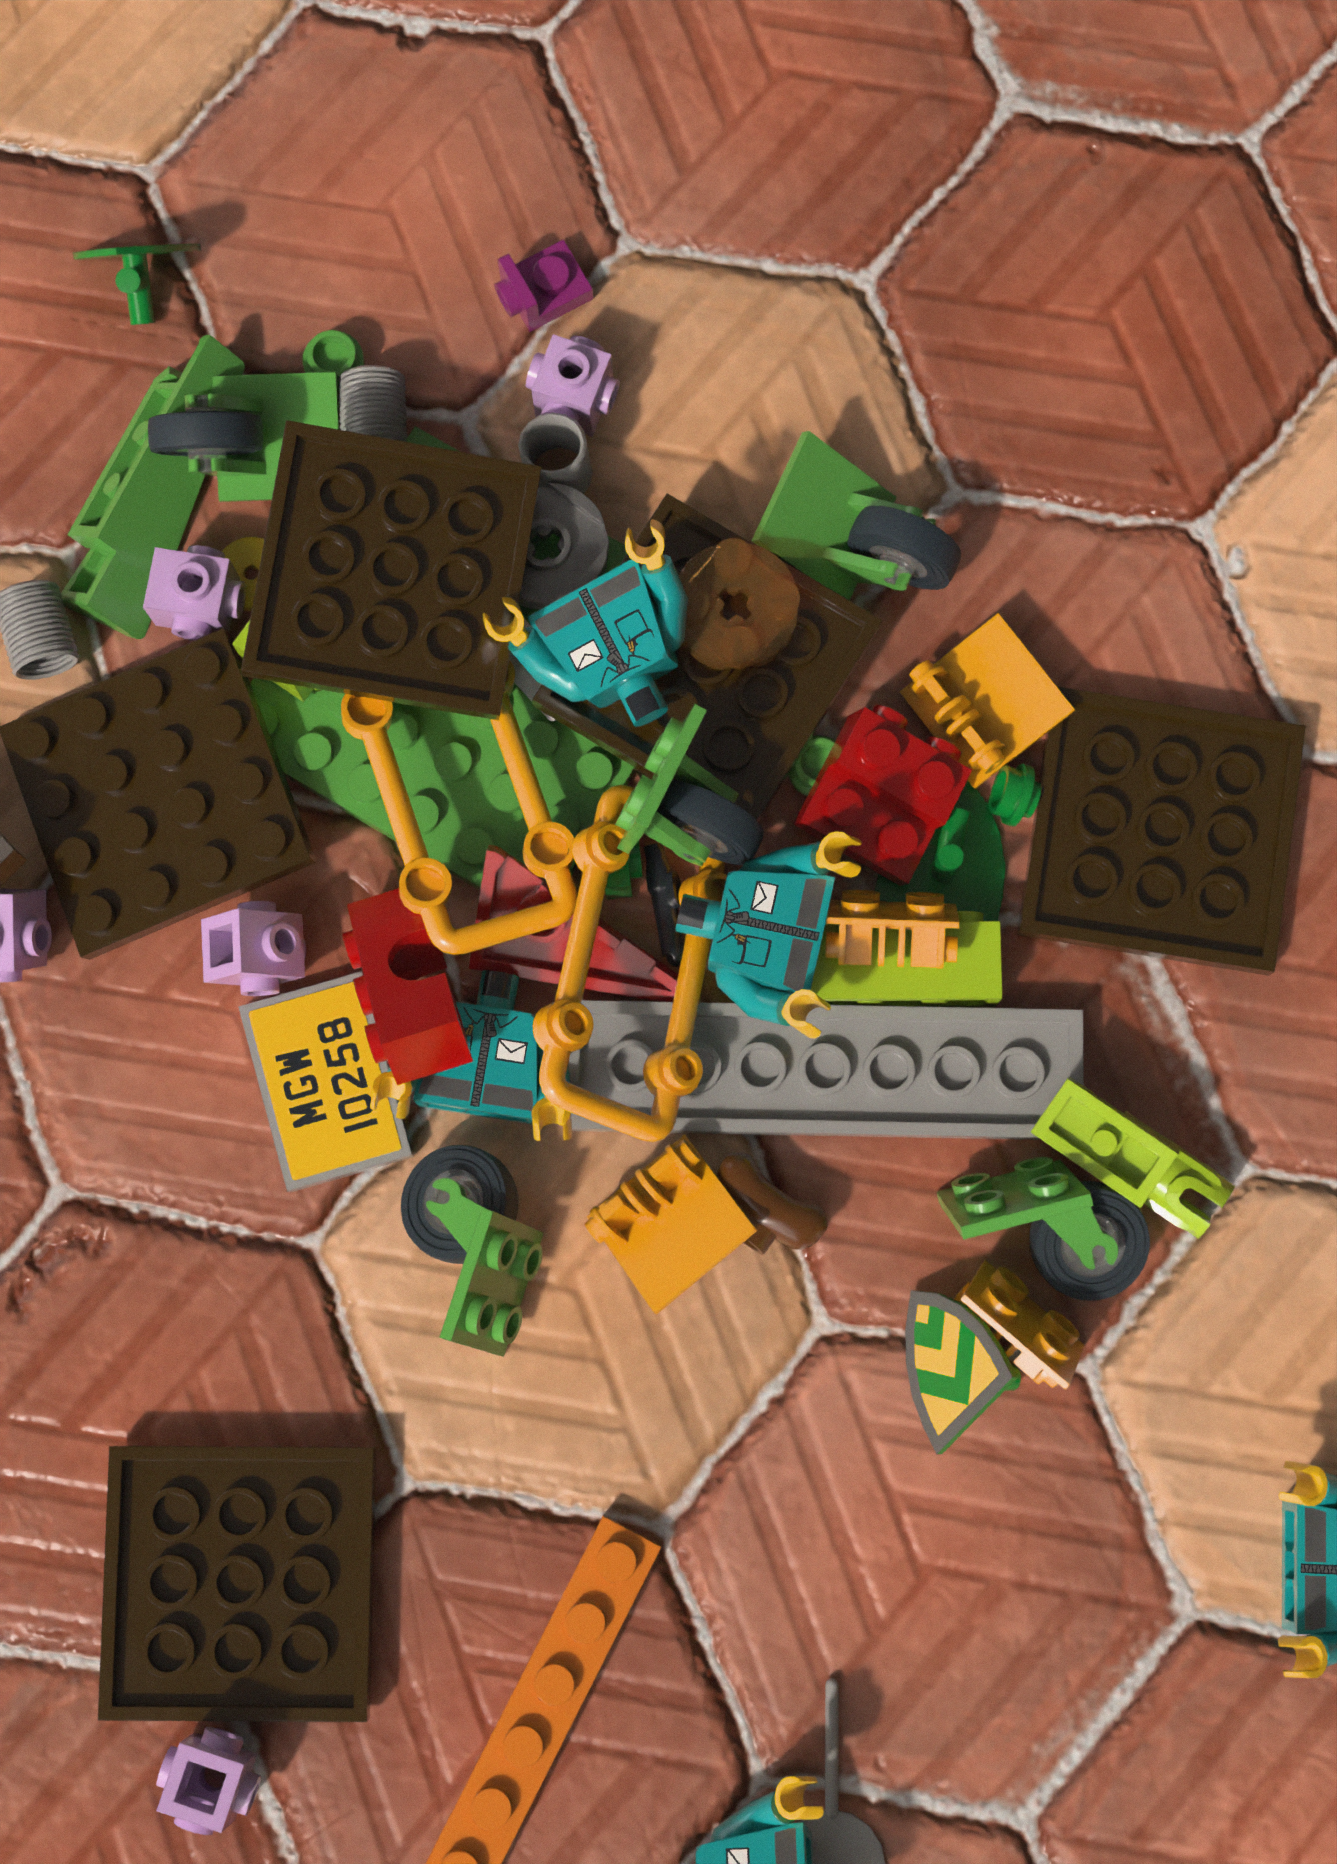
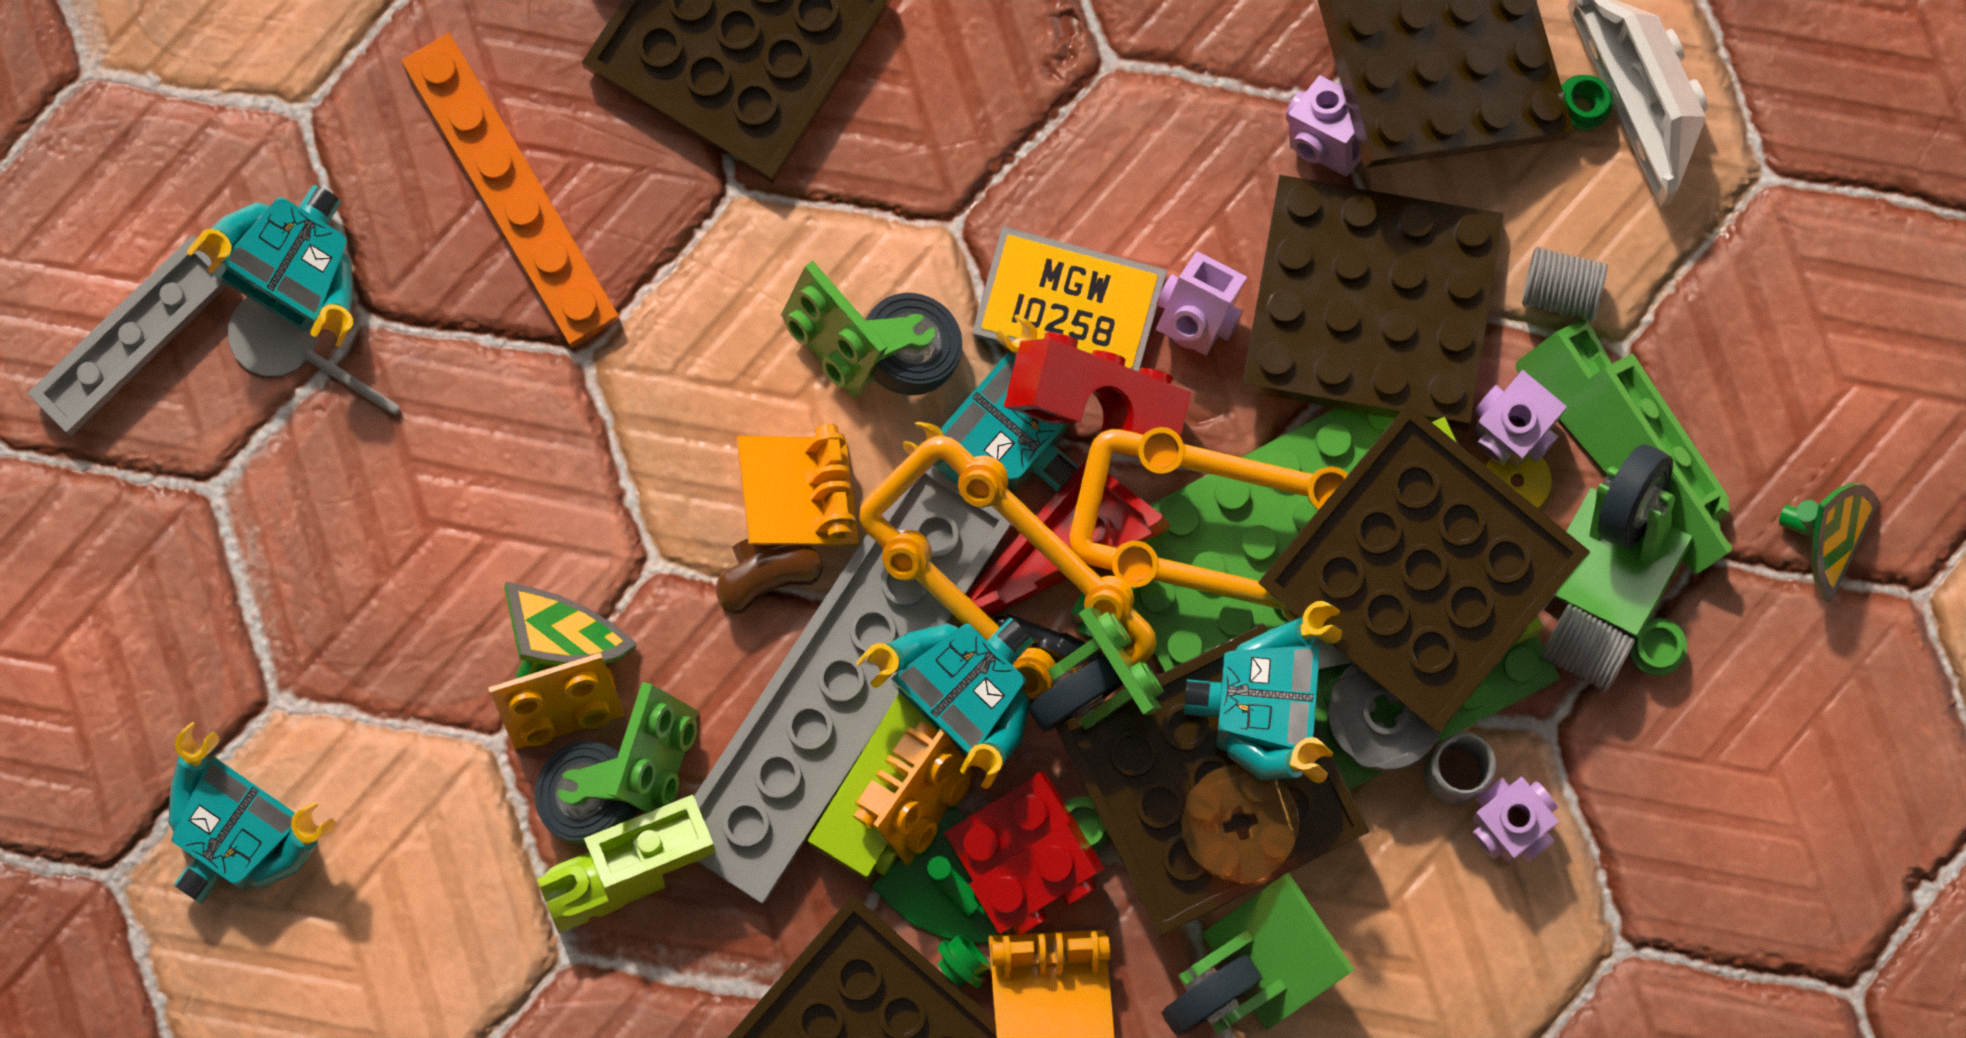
camera: 125 degrees right, 0 degrees up
(542, 285) = (1622, 853): magenta bracket -> none

